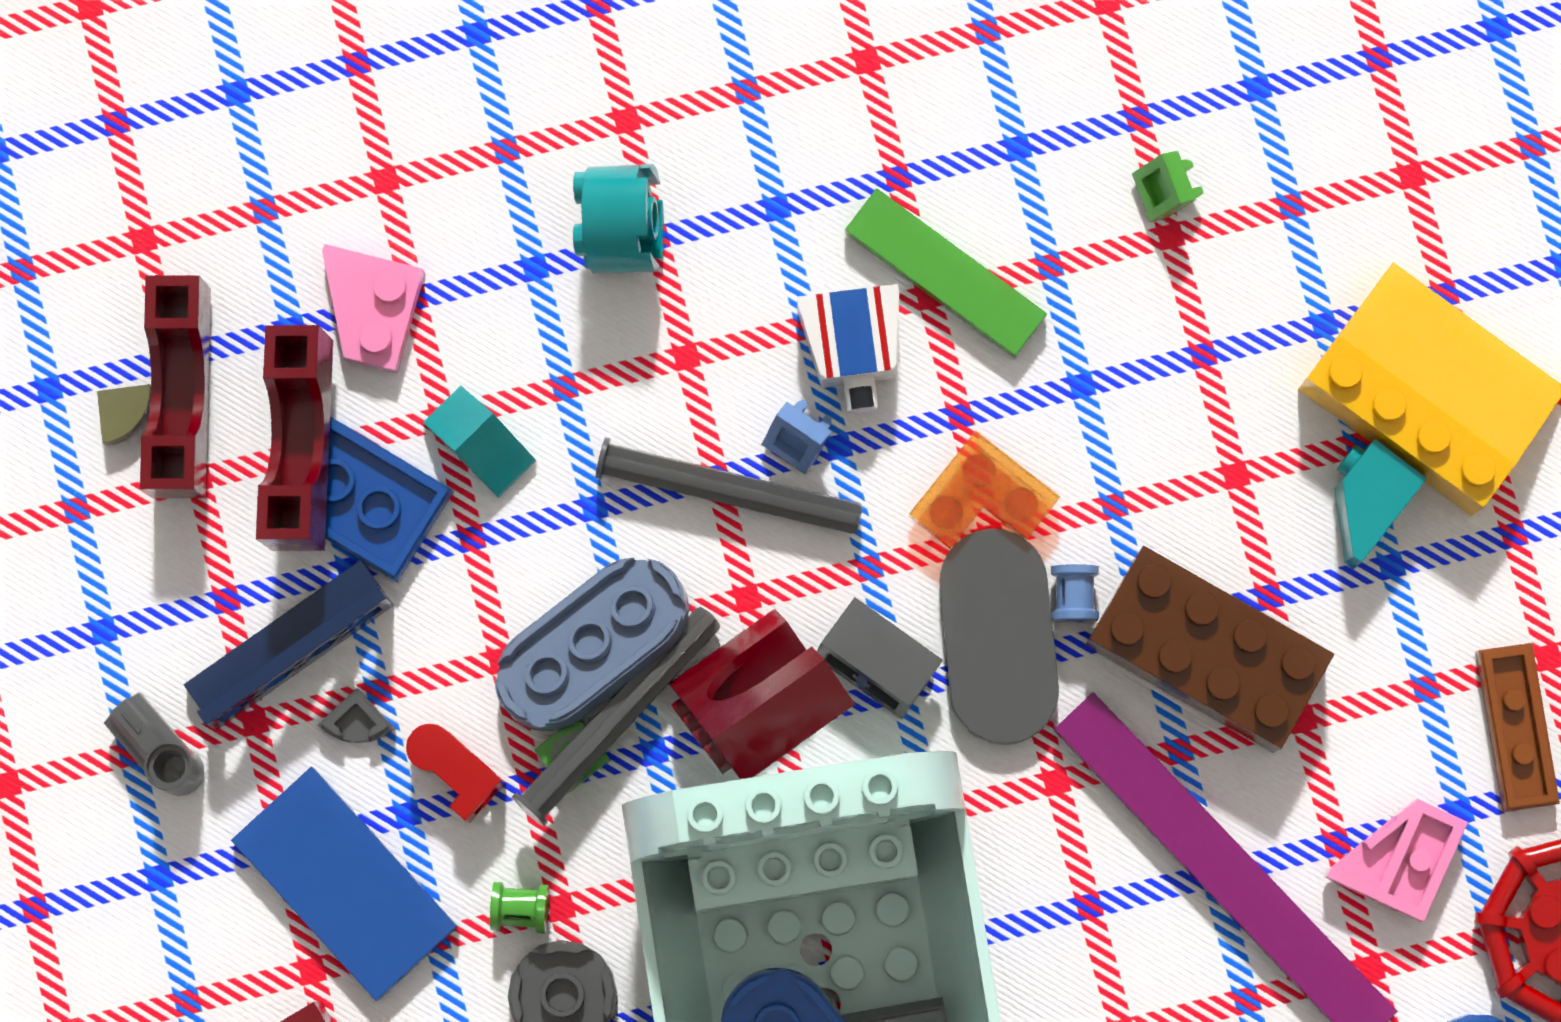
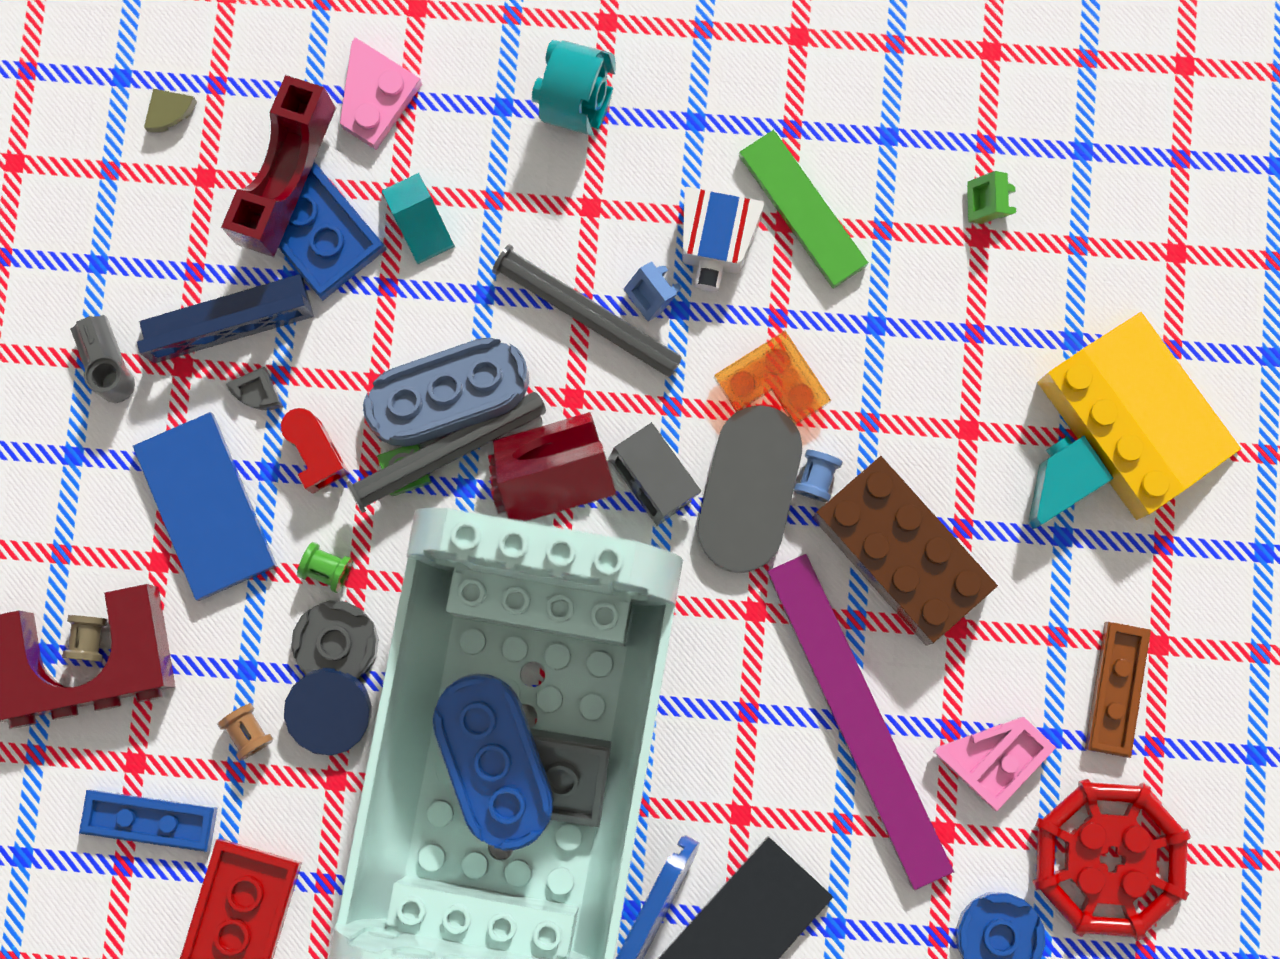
camera: 20 degrees right, 0 degrees up
(177, 423) = (225, 65): dark red arch -> none

